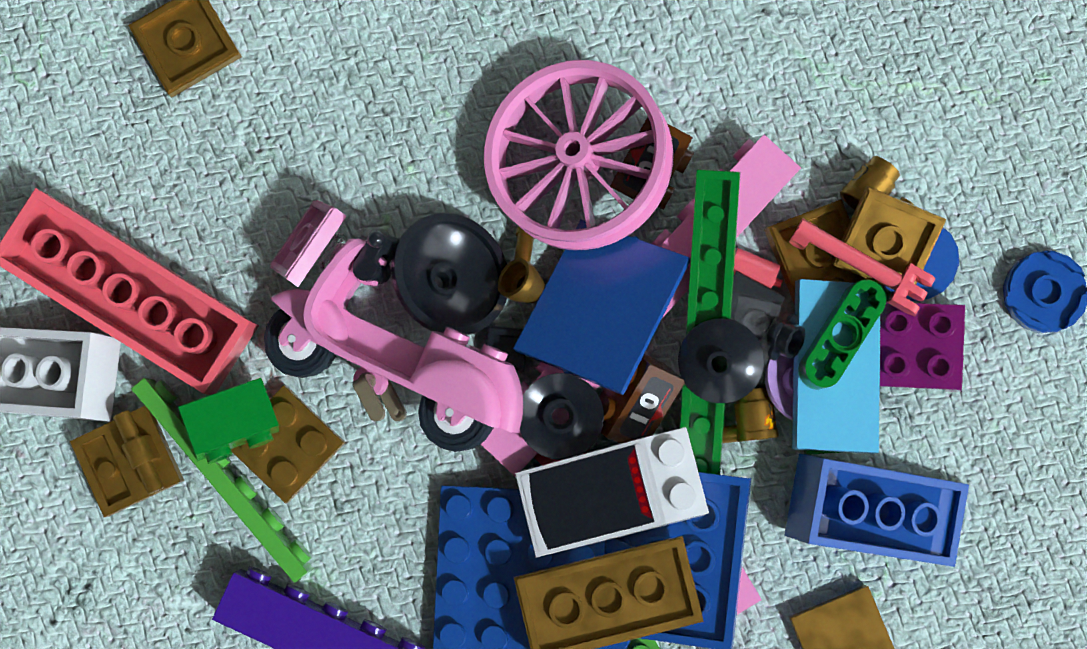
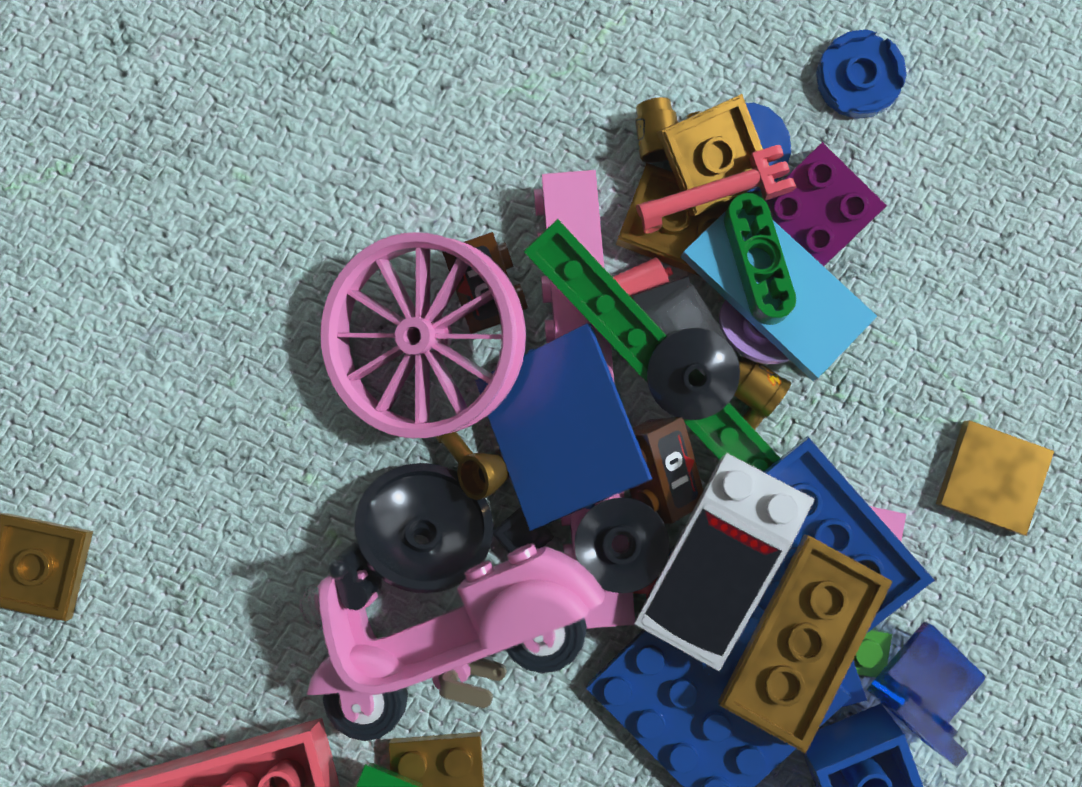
camera: 50 degrees left, 0 degrees up
(307, 241) = (290, 621): bright pink tile -> none
(785, 338) = (722, 306): black plate -> none
(876, 510) = (915, 361): blue slope -> none

